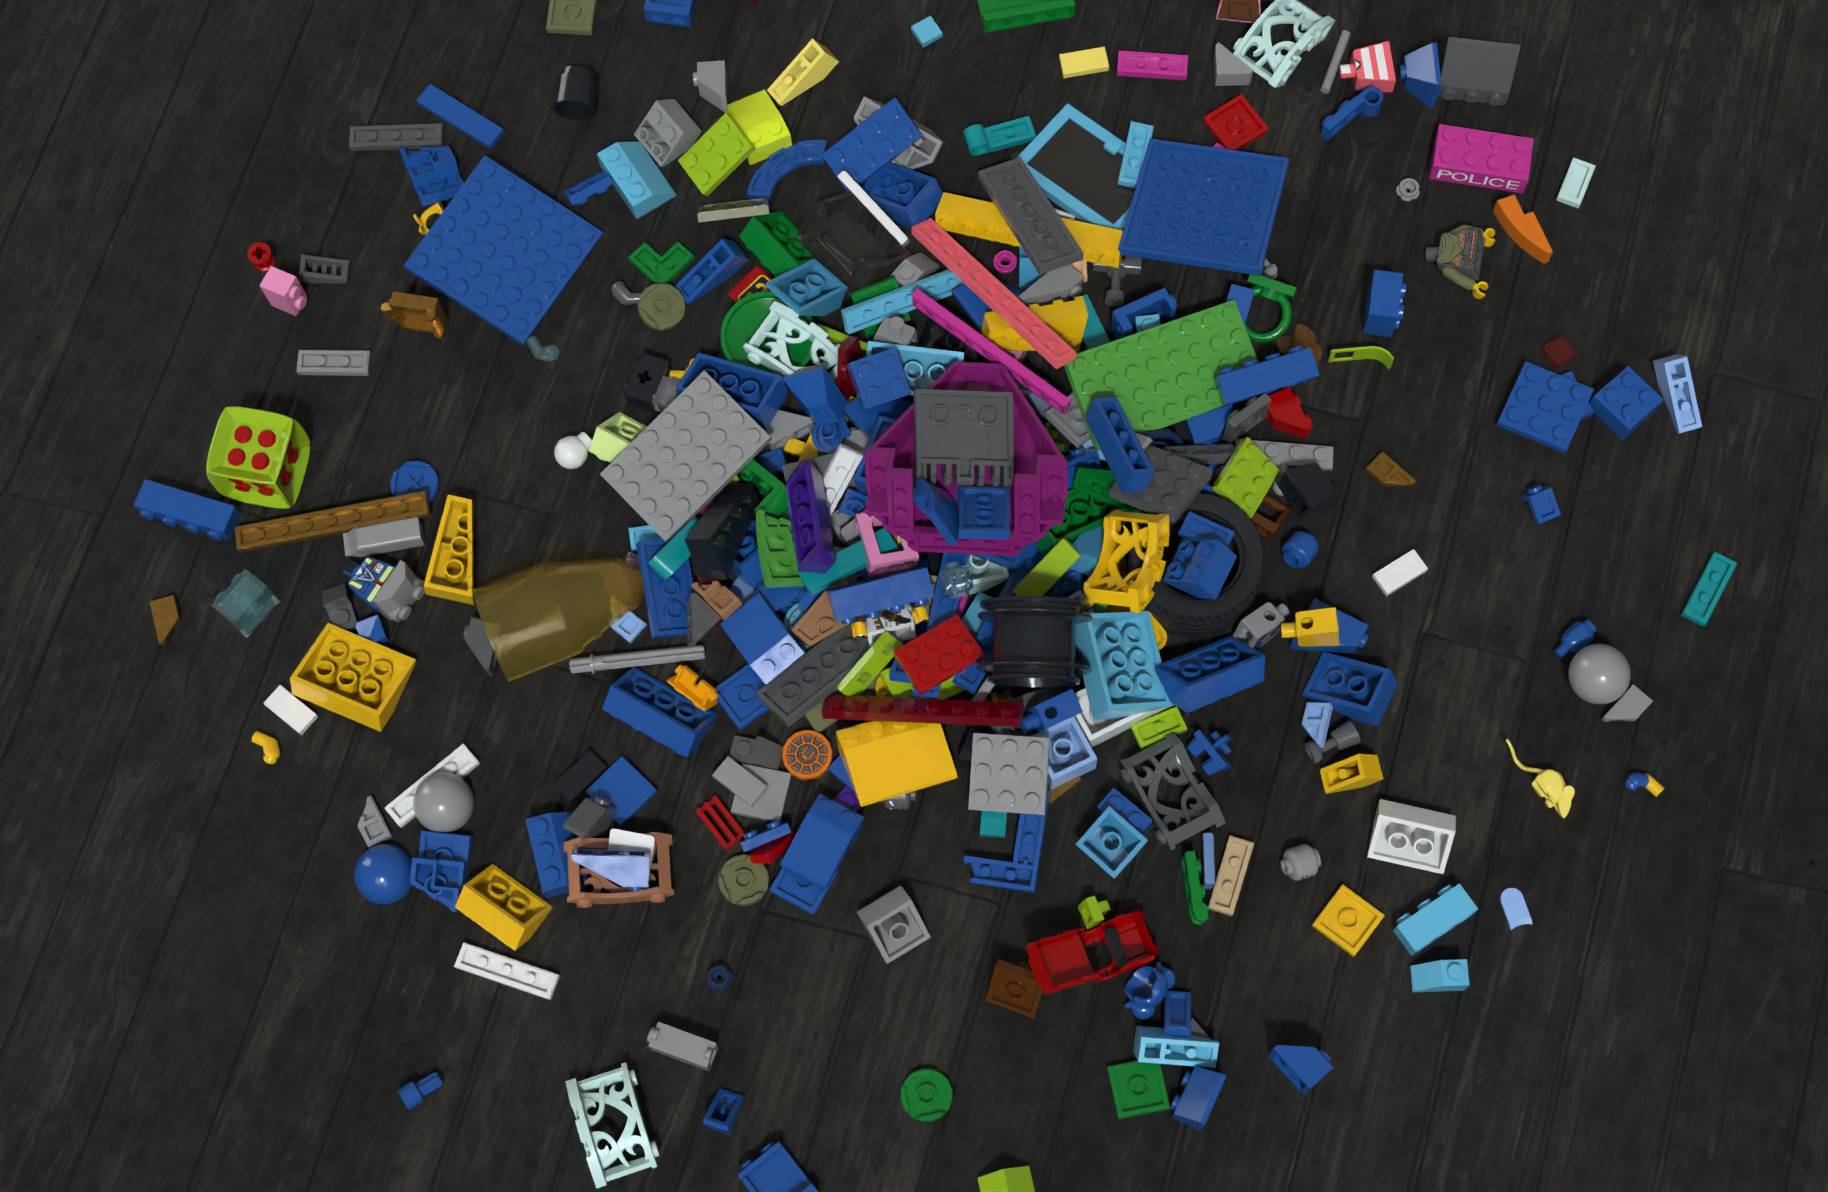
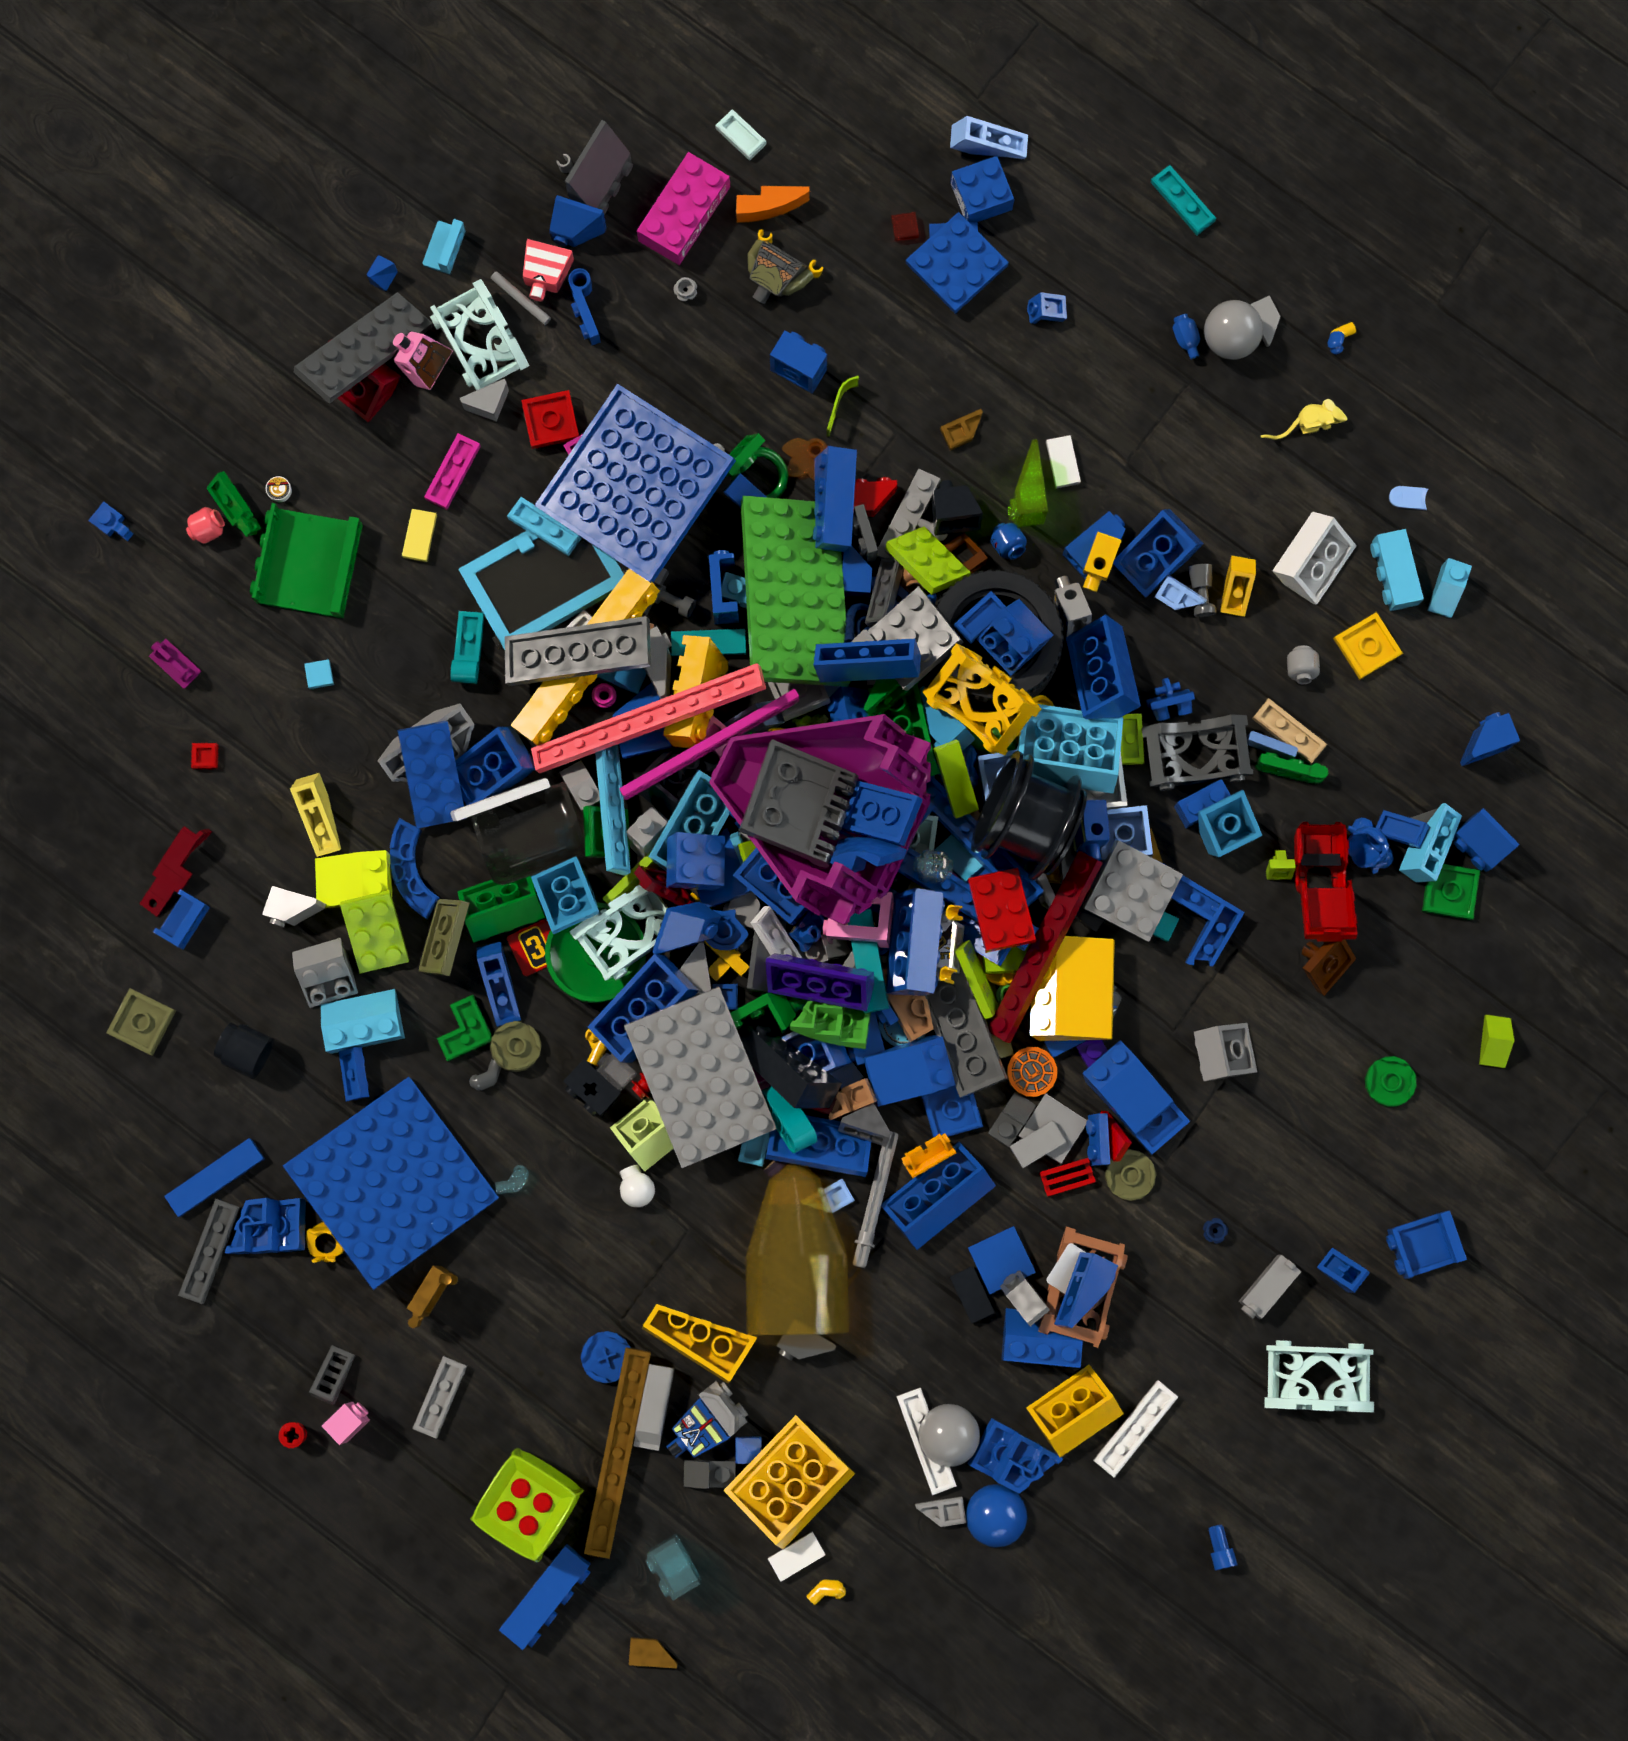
camera: 75 degrees left, 10 degrees up
(1356, 544) = (1029, 498): none -> clear neon green slope

